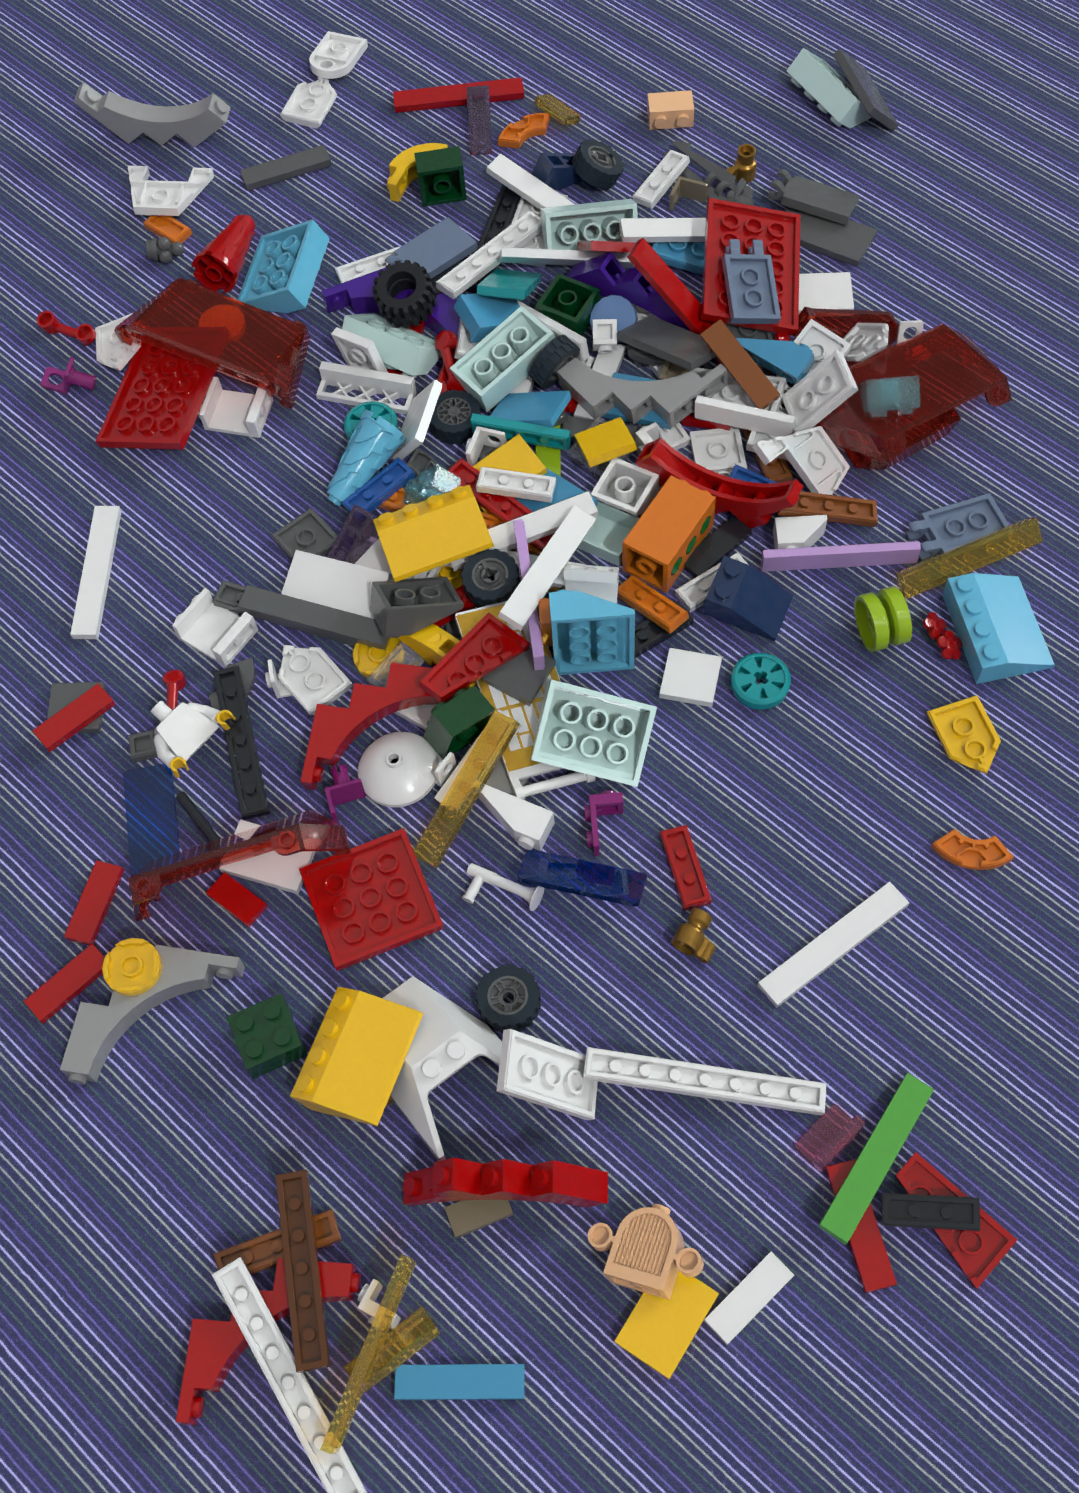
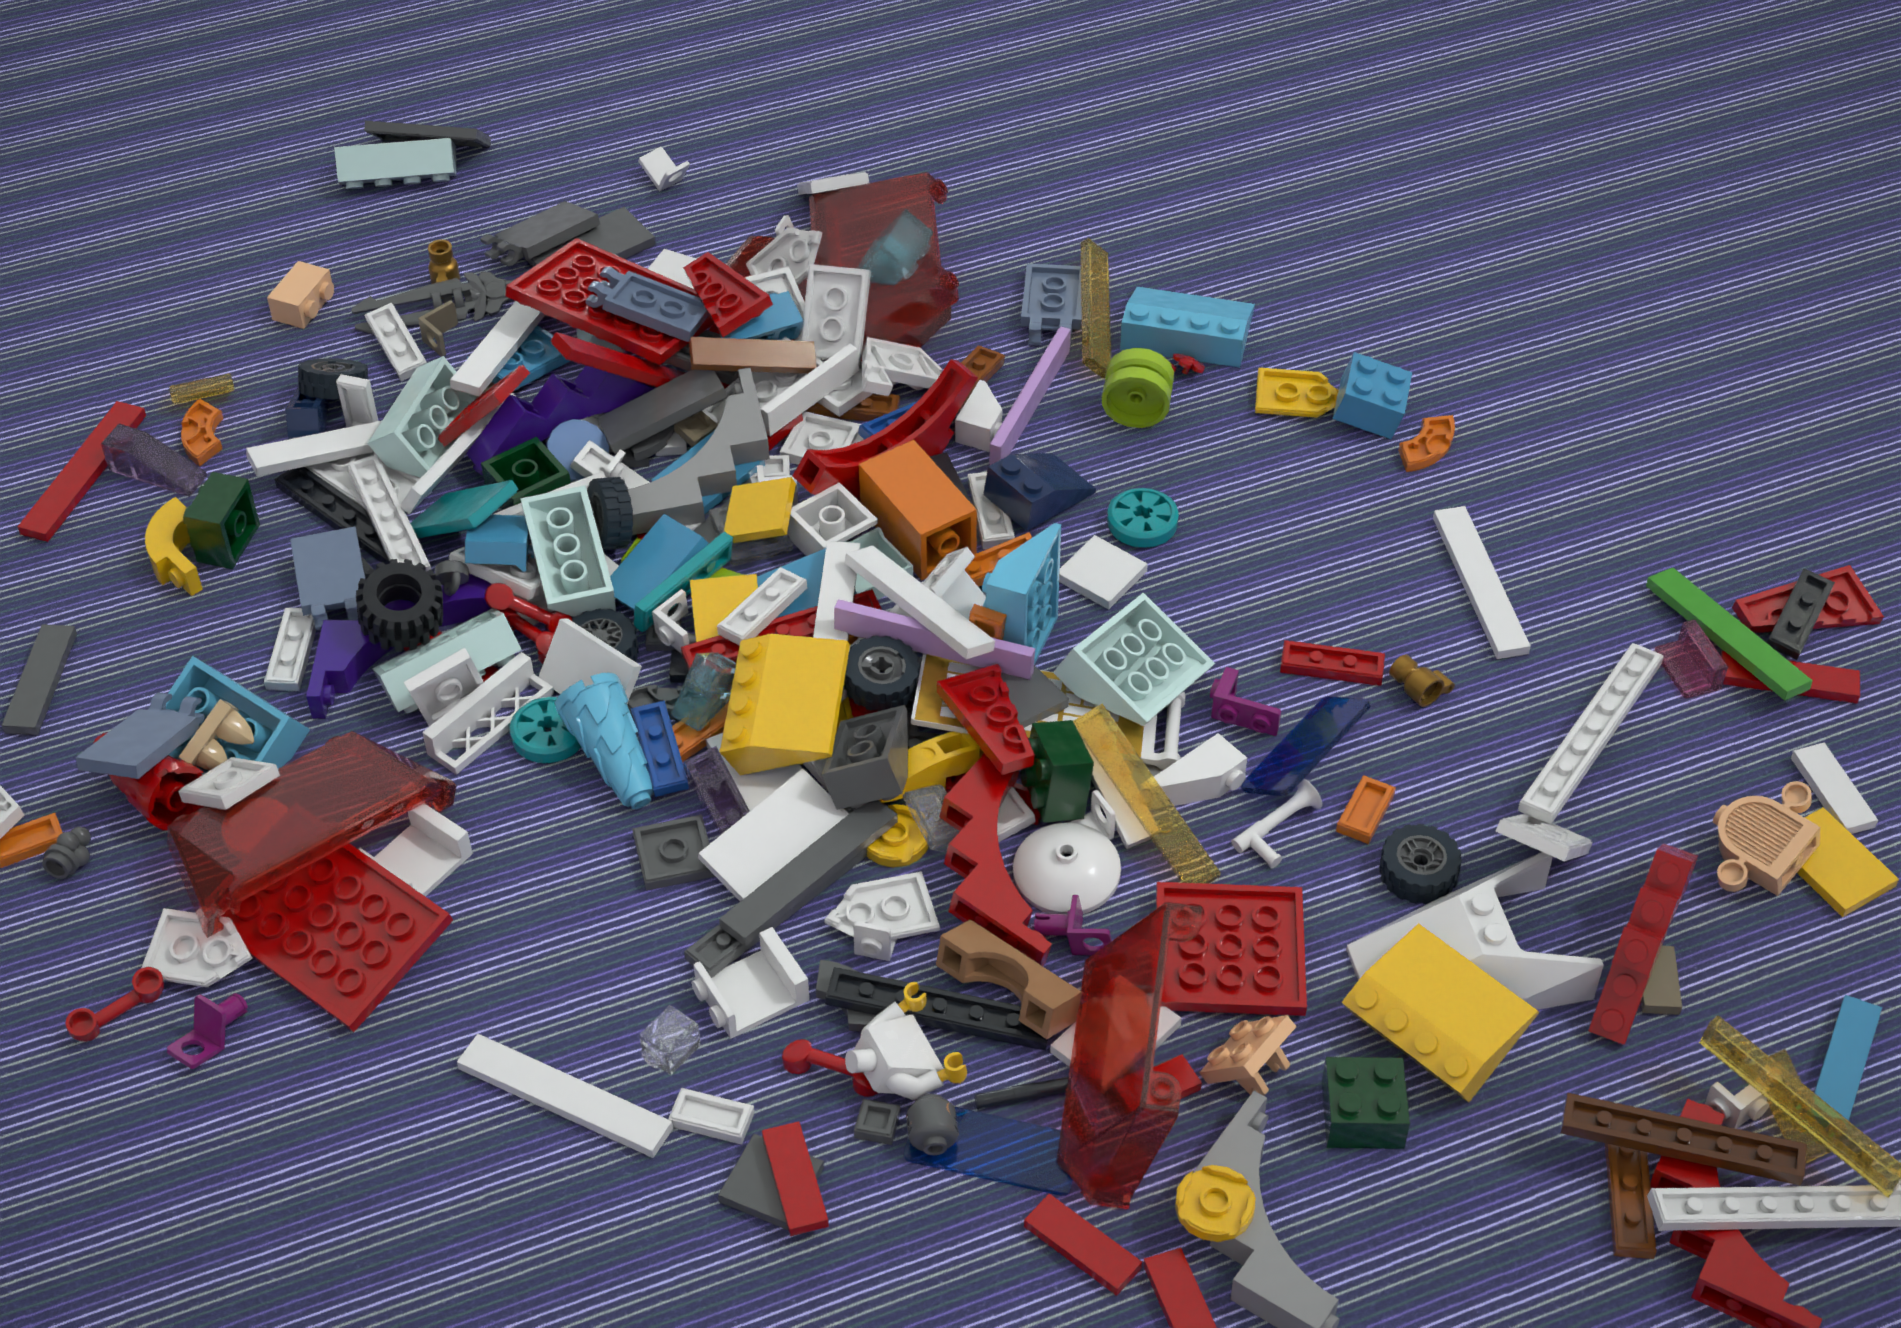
camera: 70 degrees left, 15 degrees down
(112, 654) = (711, 1116): none -> white tile
(143, 776) = (932, 1123): none -> dark grey head
(152, 604) = (669, 1040): none -> clear brick
(227, 289) = (228, 783): none -> white tile
(236, 231) = (142, 738): none -> sand blue tile
(260, 796) = (978, 955): none -> medium nougat arch
(266, 260) = (221, 723): none -> tan tile
(274, 941) = (1247, 1051): none -> light nougat plate
(448, 308) = (451, 575): none -> dark grey tile
(548, 943) = (1365, 809): none -> orange tile
(579, 183) = (356, 400): none -> white tile
(782, 319) = (725, 293): none -> red wing
(932, 230) = (662, 169): none -> white bracket
(977, 332) = (833, 183): none -> white tile
(987, 786) = (1372, 395): none -> dark azure brick

